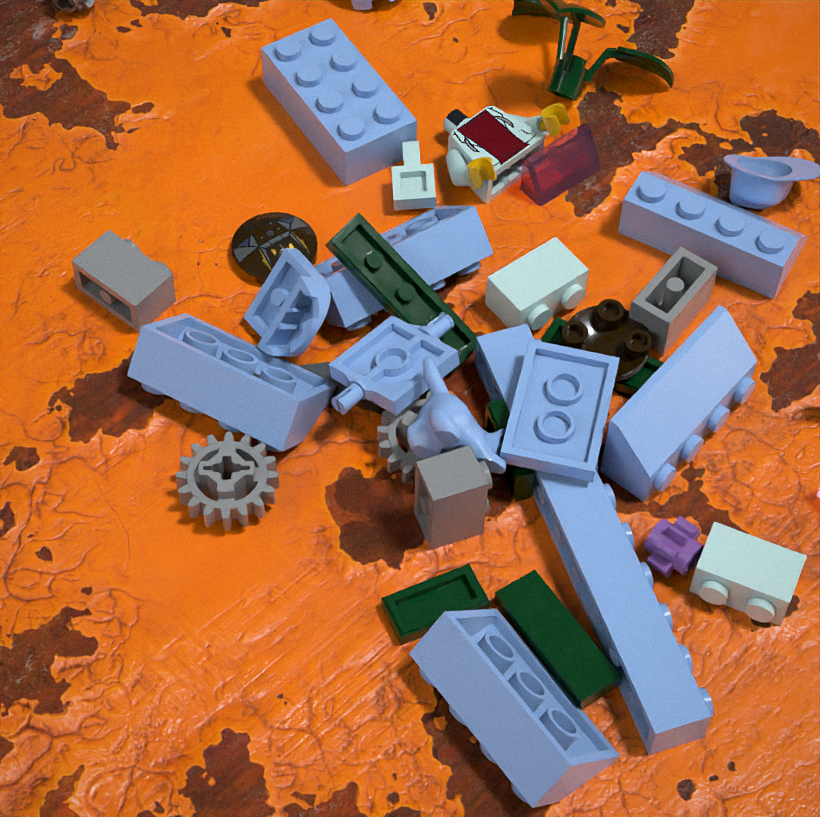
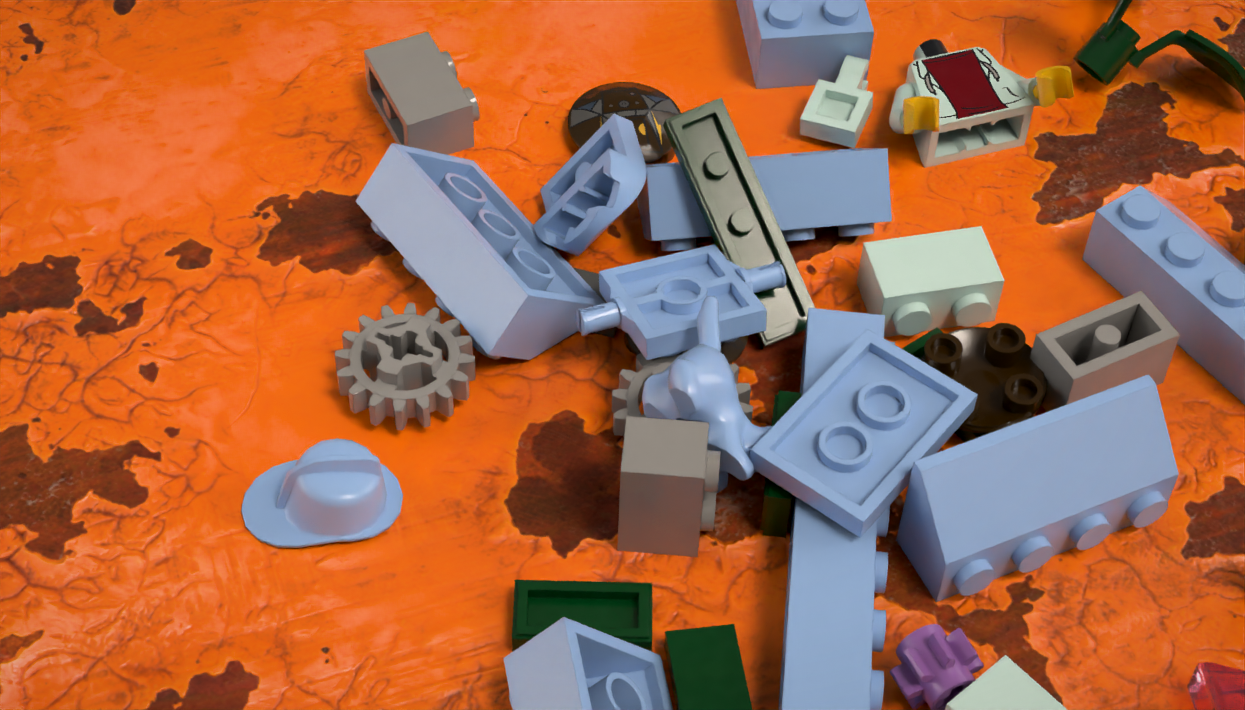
camera: 25 degrees right, 5 degrees down
(219, 595) = (323, 497): none -> light blue piece
(560, 165) = (1042, 151): clear pink slope -> none

